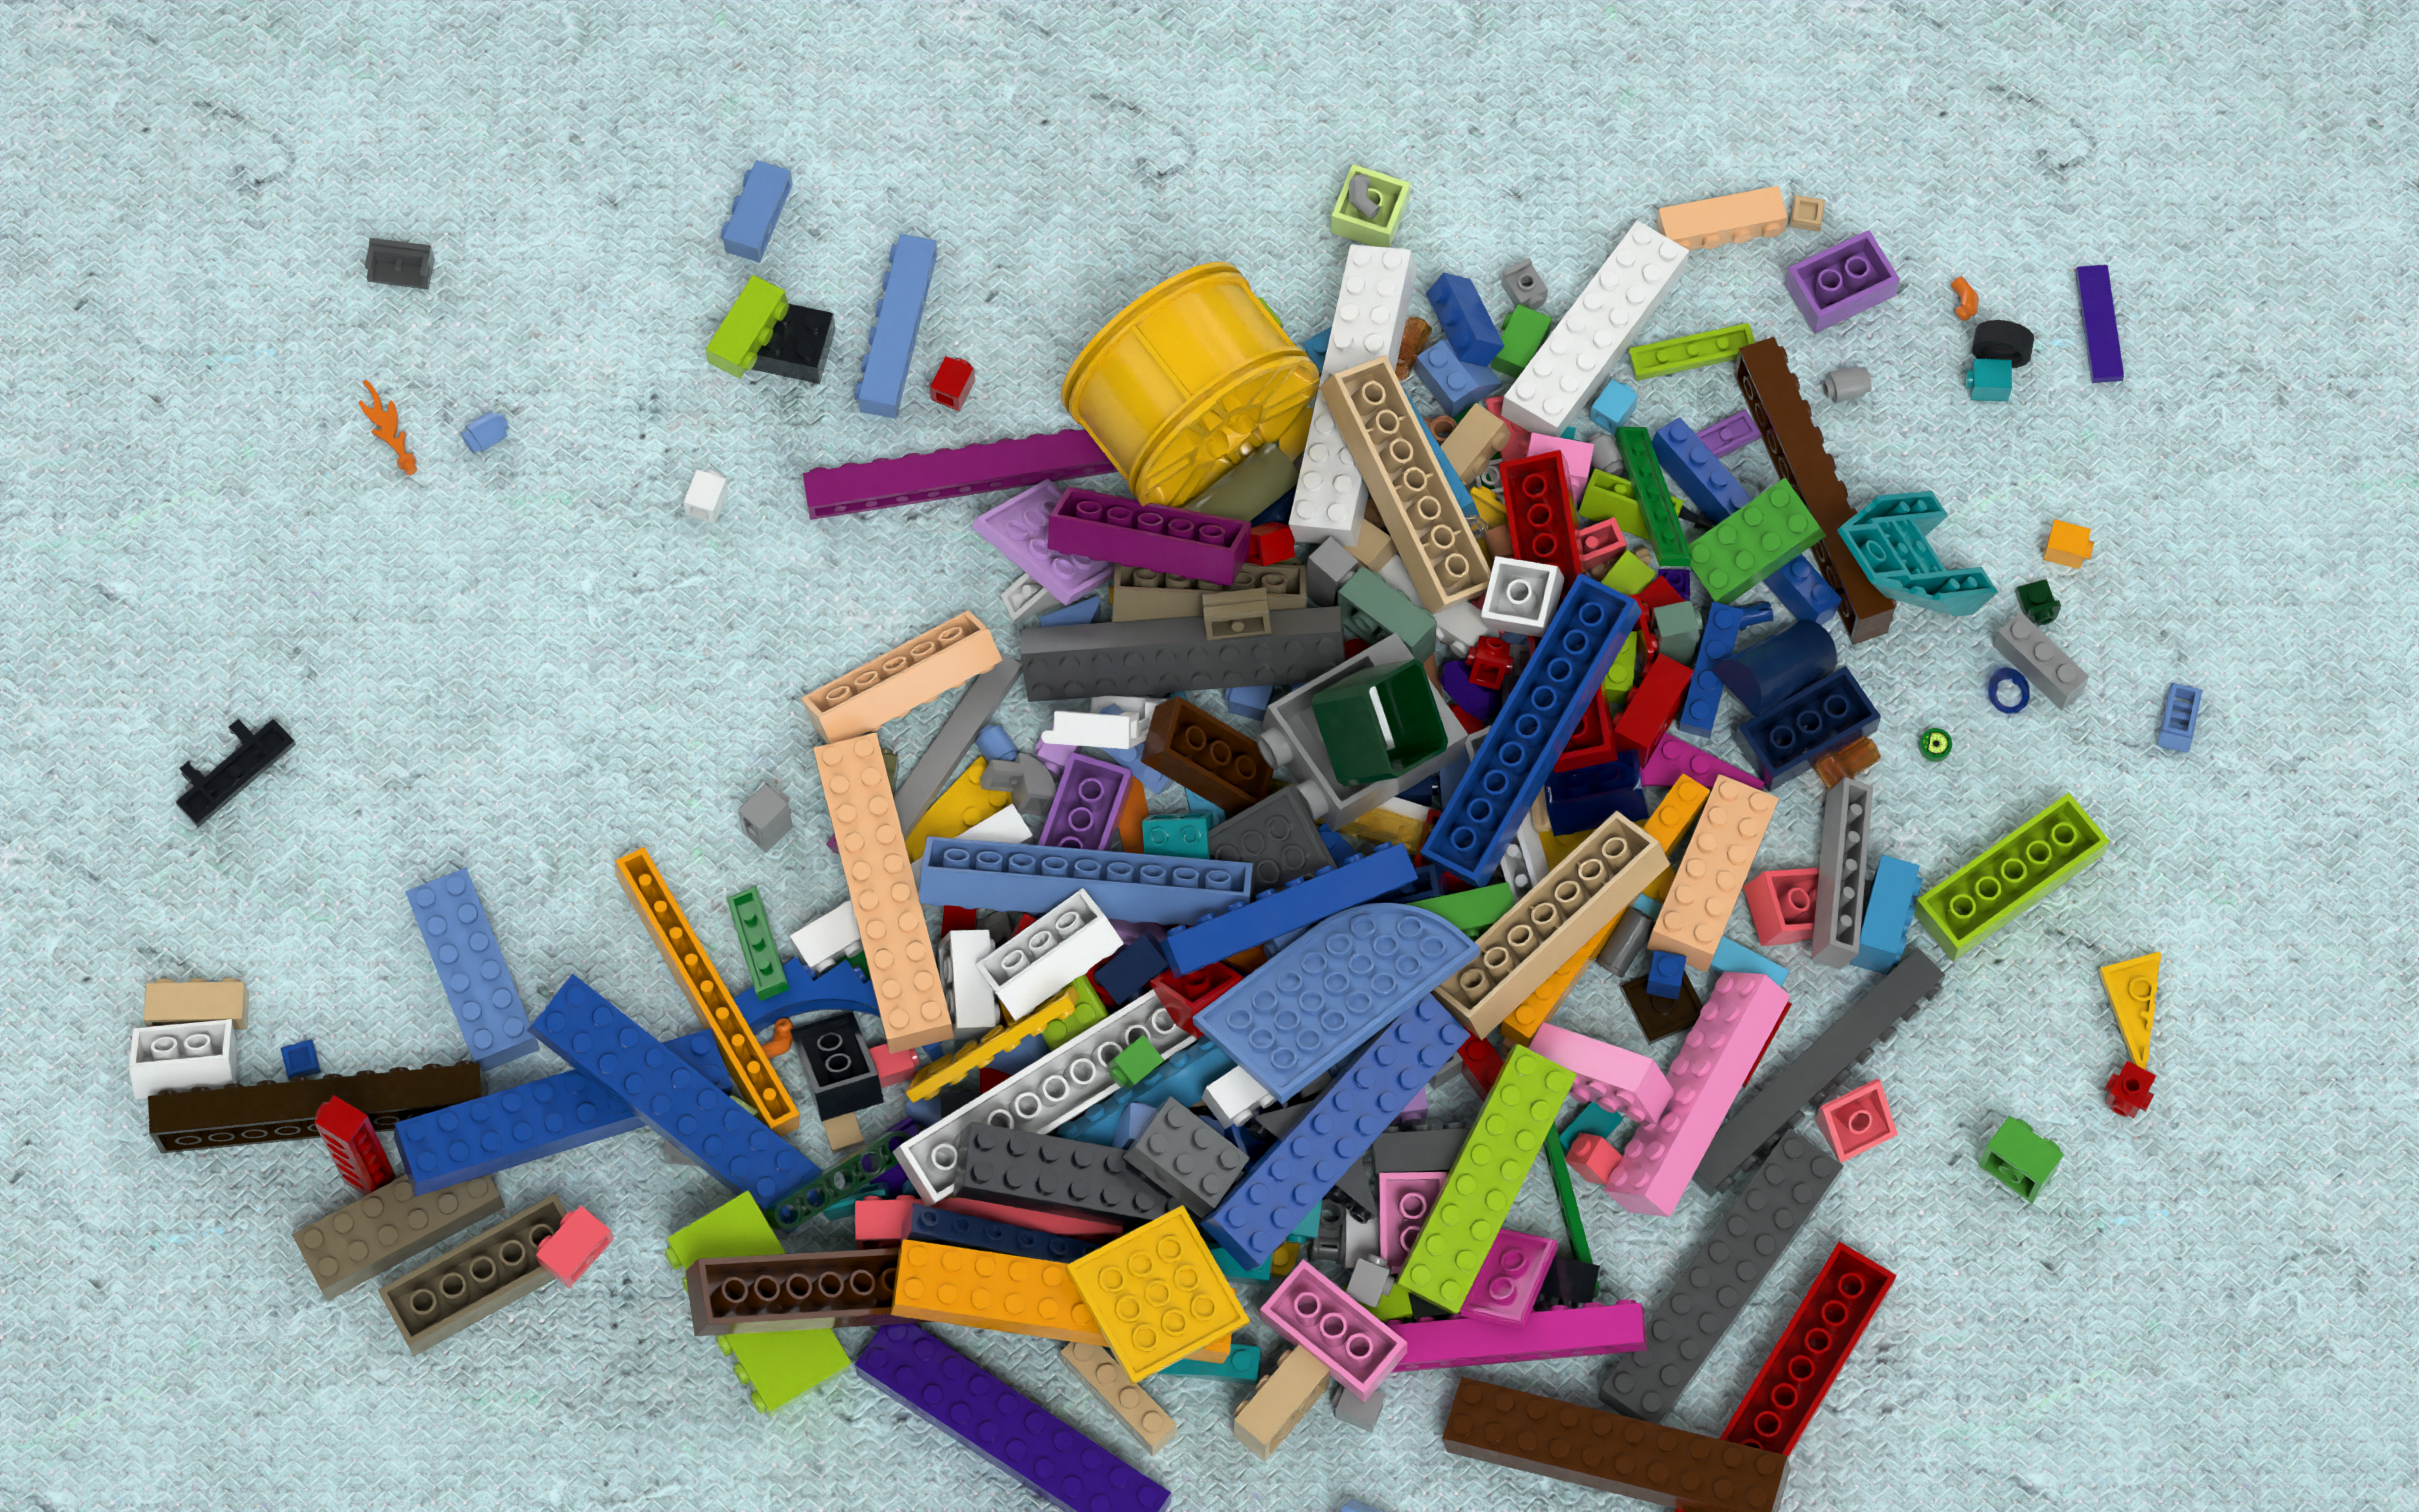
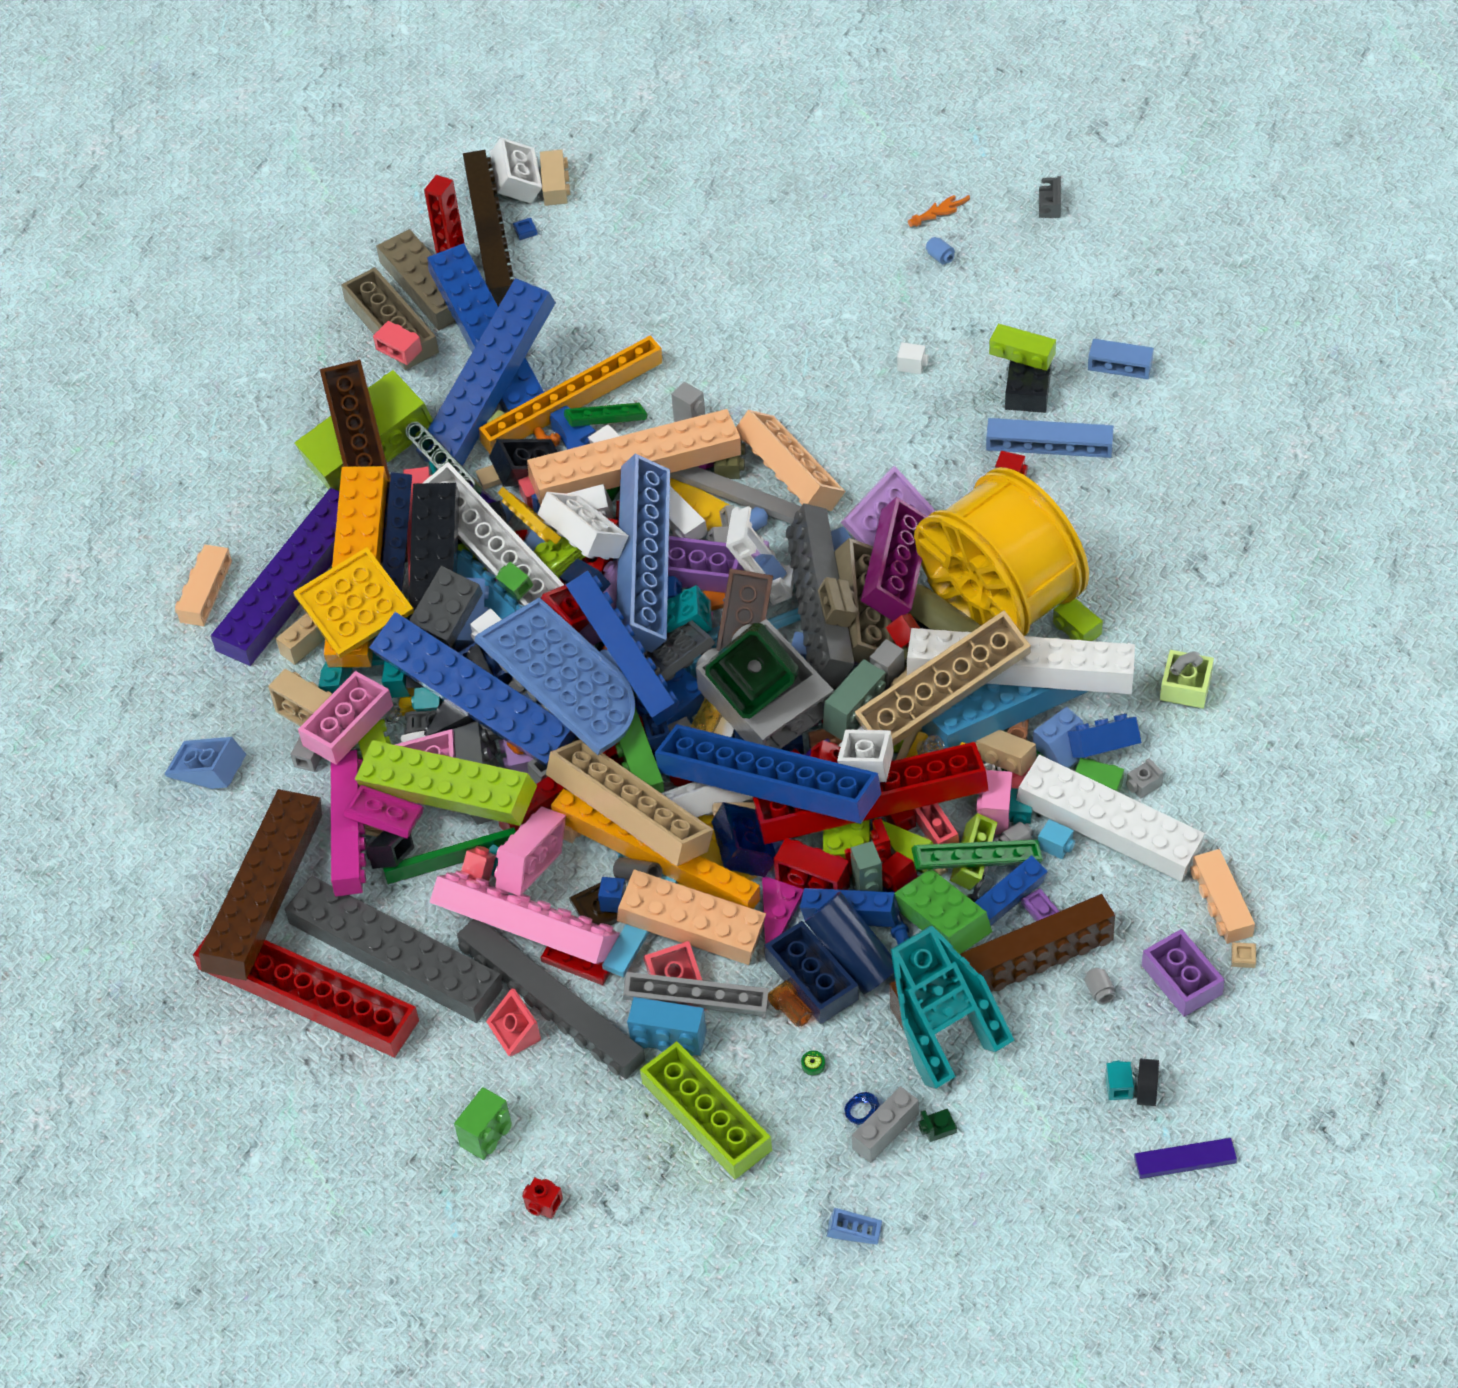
camera: 90 degrees right, 15 degrees down
(252, 757) = (693, 168): black hinge -> none
(472, 970) = (592, 286): medium blue brick -> none
(953, 473) = (936, 451): magenta brick -> none
(1370, 1280) = (380, 730): light grey brick -> none
(1413, 340) = (1083, 711): clear orange piece -> none
(1689, 351) = (1110, 885): lime plate -> none
(1969, 299) = (1188, 1065): orange arm -> none
(2068, 544) = (986, 1140): light orange brick -> none
(2132, 994) = (617, 1201): yellow wing -> none

